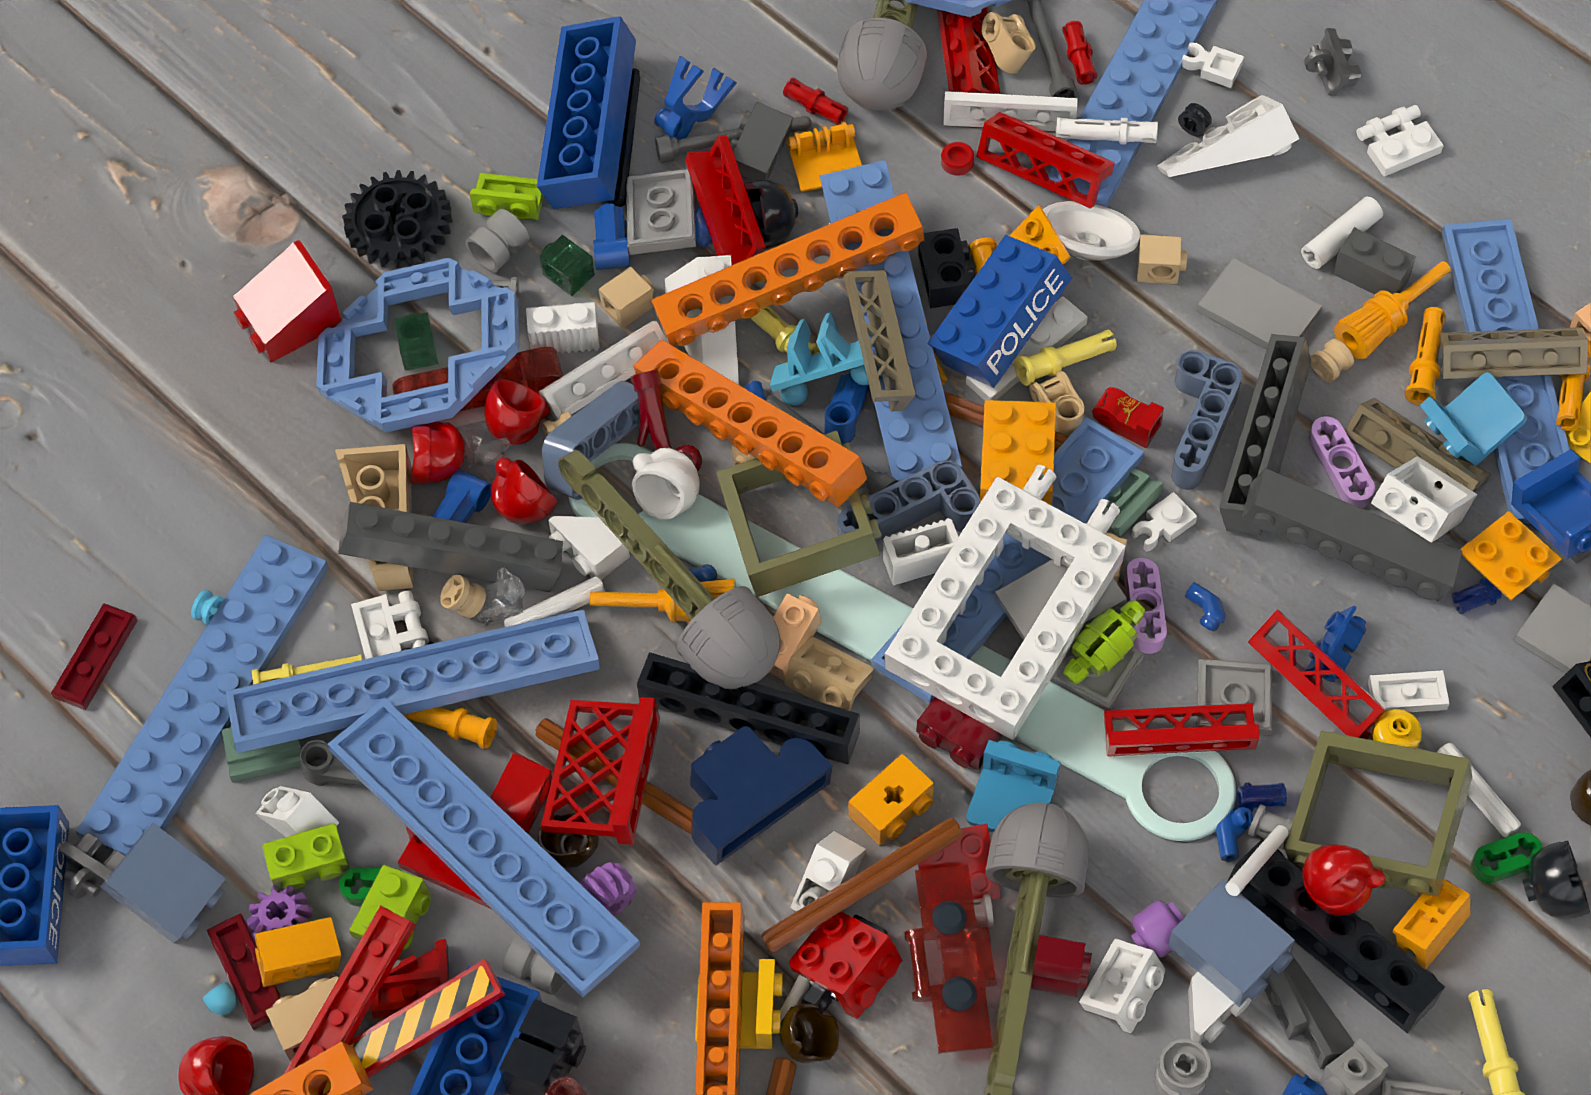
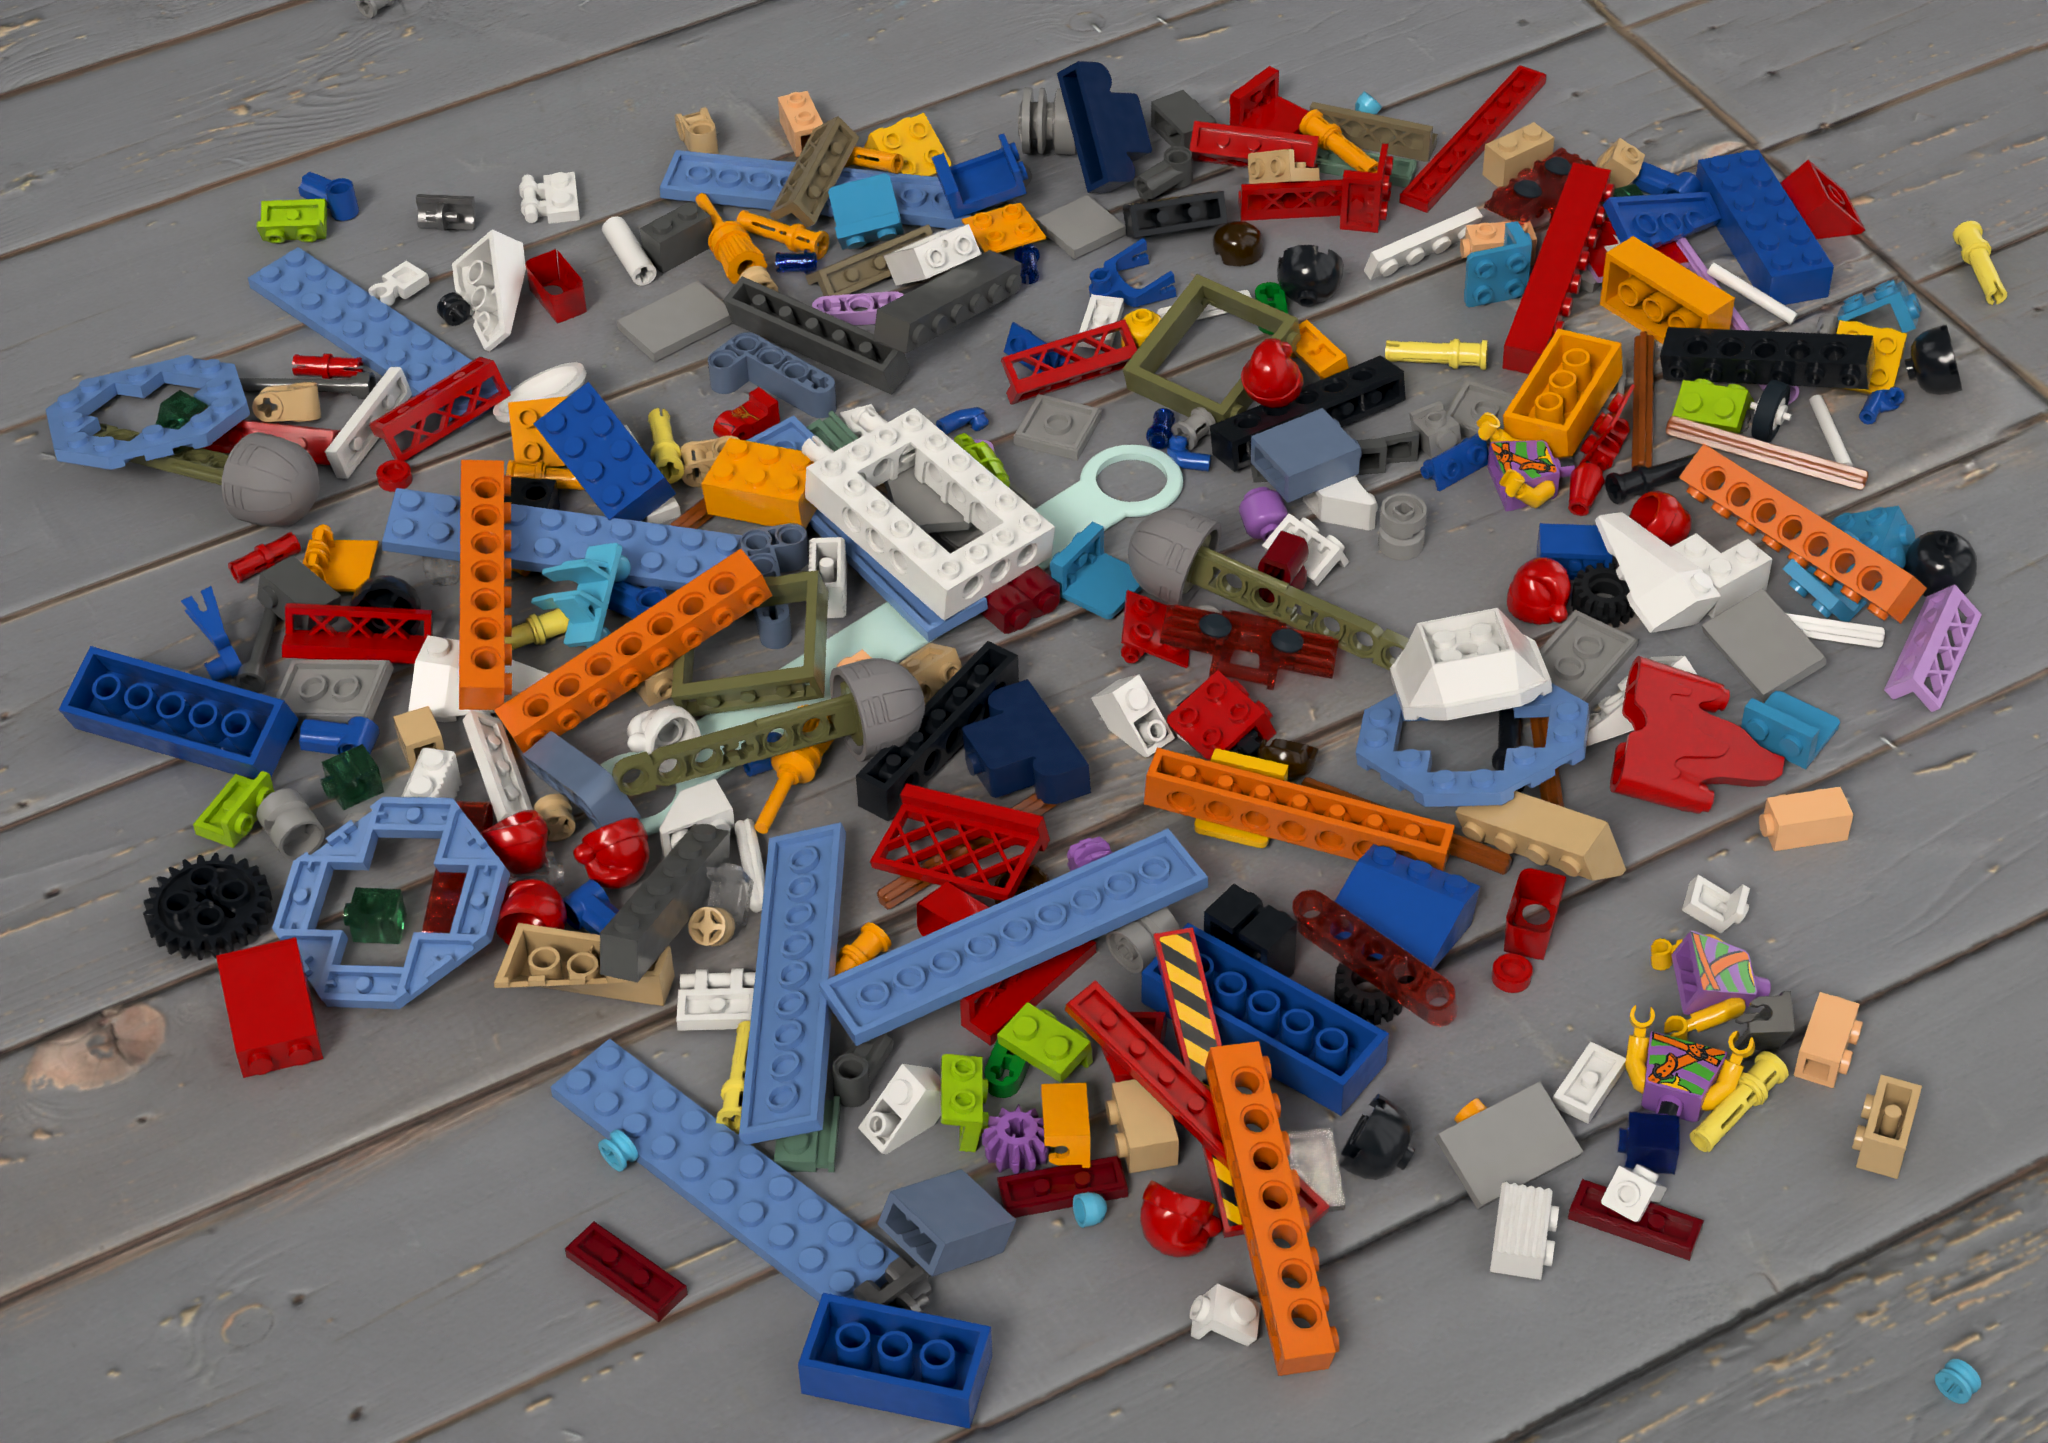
camera: 75 degrees left, 15 degrees down
(653, 418) = (587, 736): dark red plant -> none
(861, 885) = (1157, 677): dark orange axle -> none
(886, 336) = (585, 529): dark tan fence -> none
(896, 782) = (1072, 657): light orange brick -> none
(1115, 130) = (445, 347): white pin -> none
(1160, 259) = (598, 359): tan brick -> none
(1181, 738) = (1087, 461): red fence -> none
(1257, 860) = (1237, 420): white bar -> none
(1263, 167) = (543, 272): none -> red piece
(1390, 390) = (796, 262): none -> clear blue pin
(1474, 688) = (1109, 283): none -> blue piece
(1553, 230) = (697, 131): none -> tan piece

